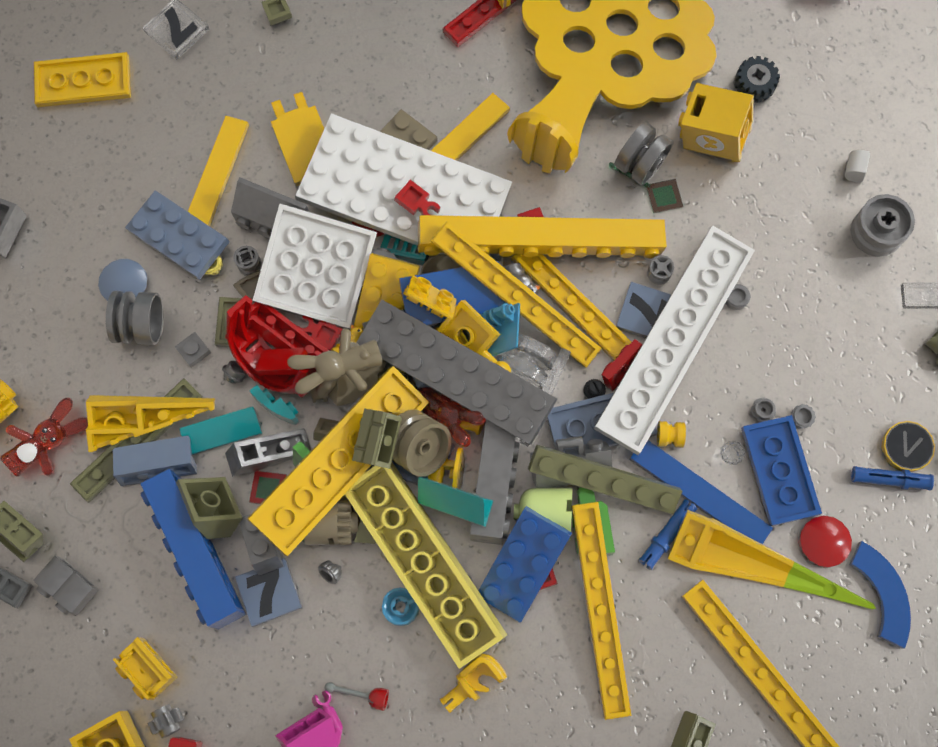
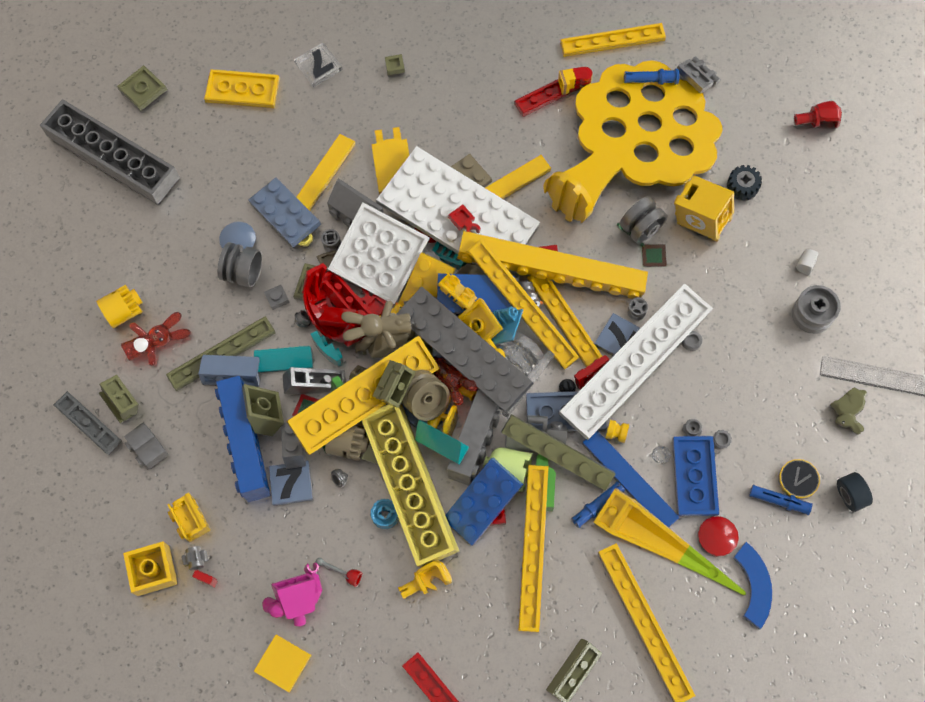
camera: 15 degrees right, 5 degrees down
(128, 416) = (216, 334): yellow wedge -> none

